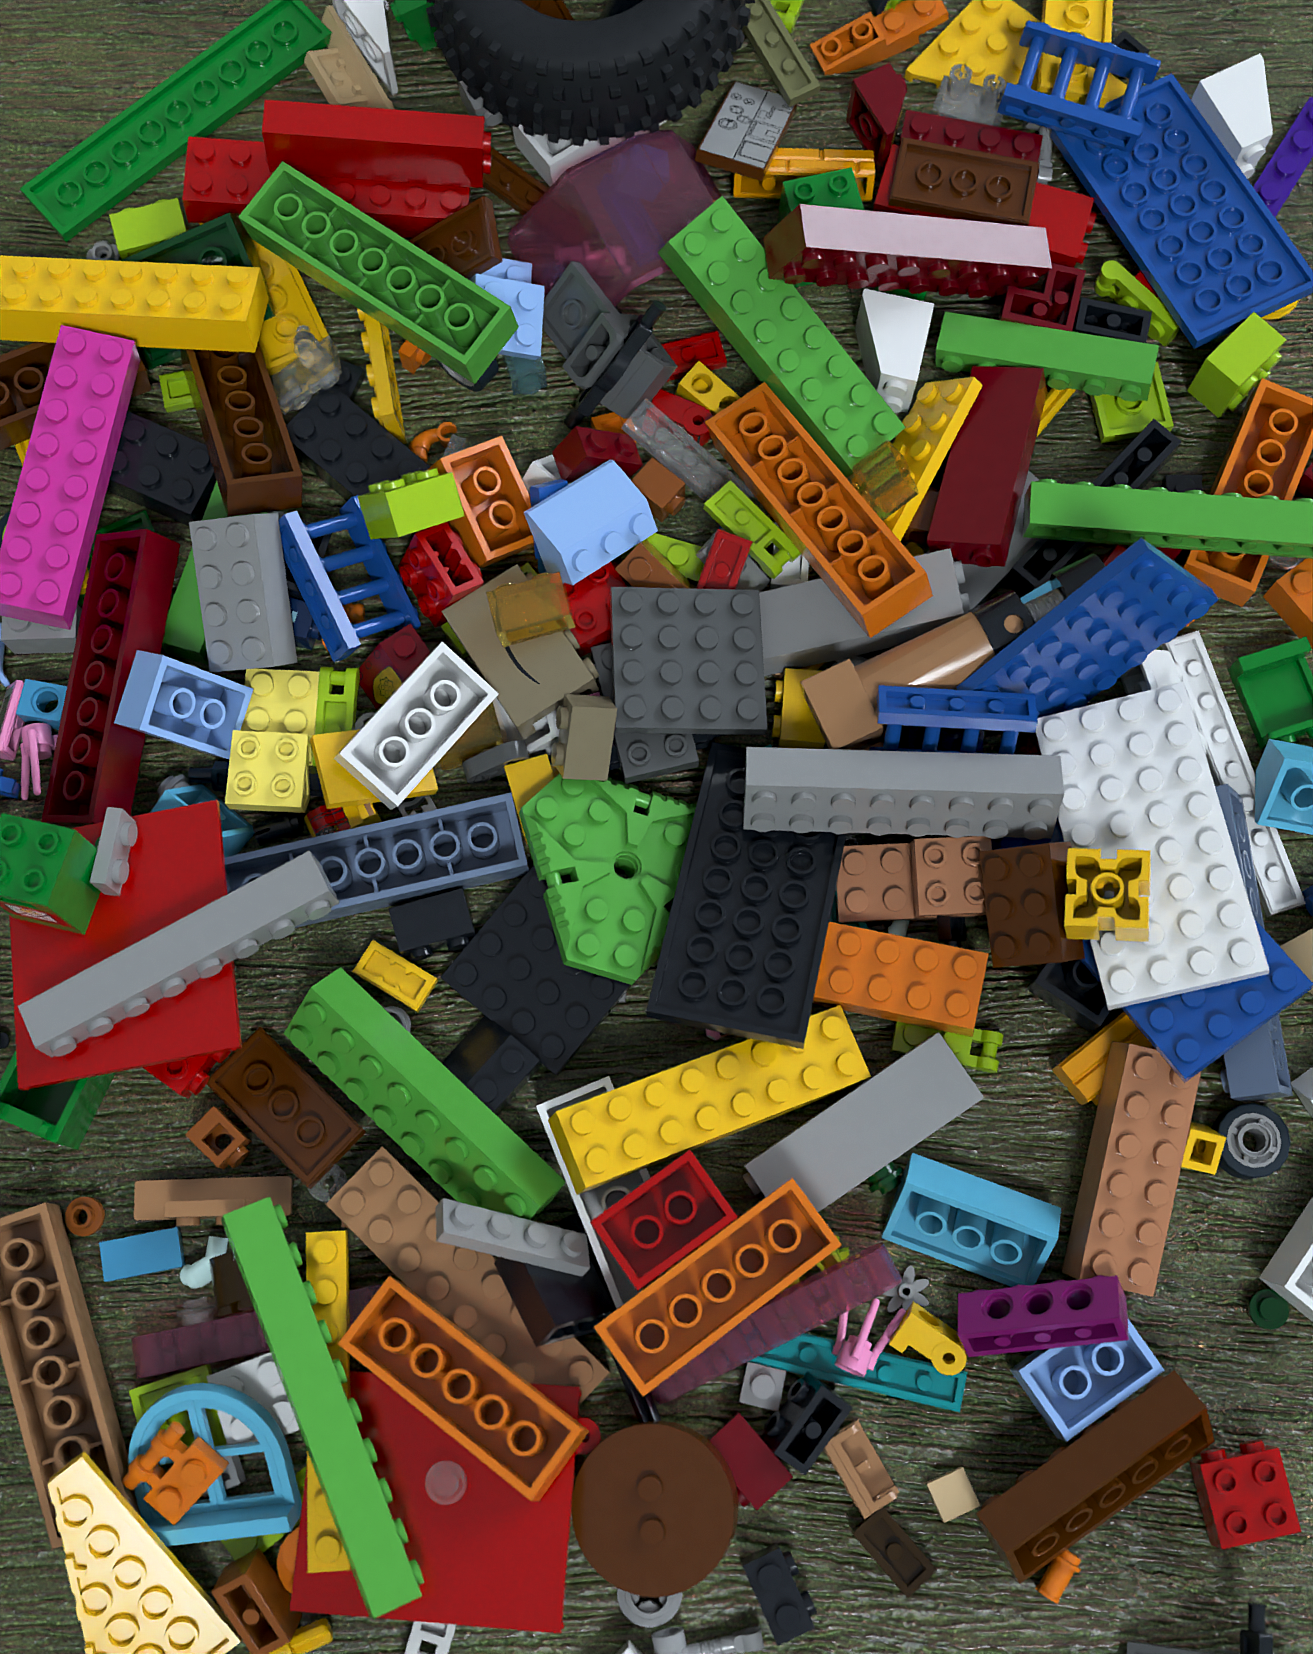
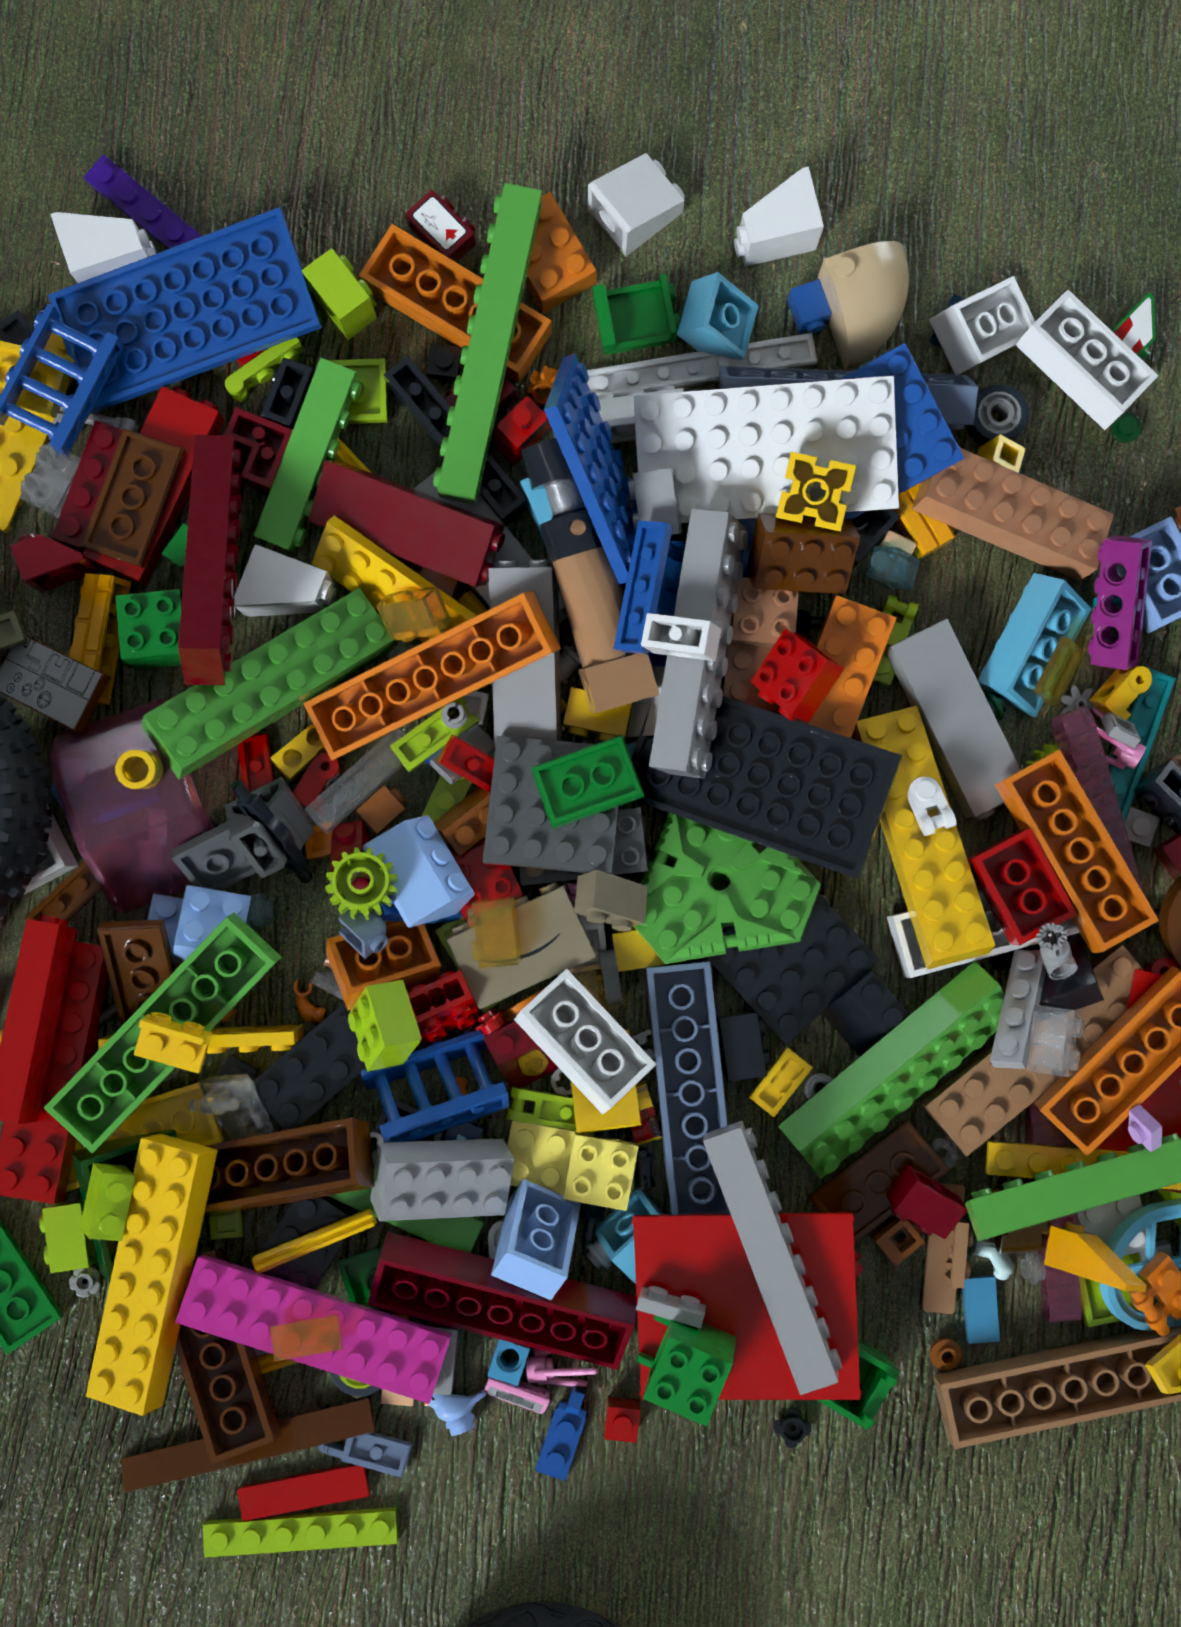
camera: 85 degrees left, 10 degrees up
(52, 457) = (306, 1337): none -> tile
(162, 465) = (314, 1241): none -> yellow axle
(187, 244) = (107, 1202): none -> lime brick
(210, 1364) = (1089, 1257): none -> light orange slope
(264, 1158) = (926, 1203): none -> dark red brick
(365, 272) = (172, 1042): none -> yellow bracket
(377, 1409) = (1144, 1128): none -> lavender plate
(430, 631) = (490, 1021): none -> red plate
(475, 1279) = (1054, 1041): none -> clear brick
(517, 469) = (364, 934): none -> sand blue window
(562, 472) = (355, 867): none -> lime gear
(586, 1278) = (1058, 963): none -> light grey connector
(662, 206) = (139, 769): none -> yellow piece
(718, 688) = (587, 782): none -> green tile
(759, 1087) = (926, 795): none -> white plate
(775, 539) = (454, 723): none -> light grey pin
(880, 1337) = (1121, 729): none -> light grey tile
(882, 914) = (796, 676): none -> red brick
(903, 752) = (681, 637): none -> white brick
(942, 1257) = (1058, 671): none -> clear yellow tile
(1035, 1031) = (893, 568): none -> clear light blue brick
(1066, 723) = (656, 498): none -> light grey brick
(1066, 1036) = (894, 539): none -> light nougat tile

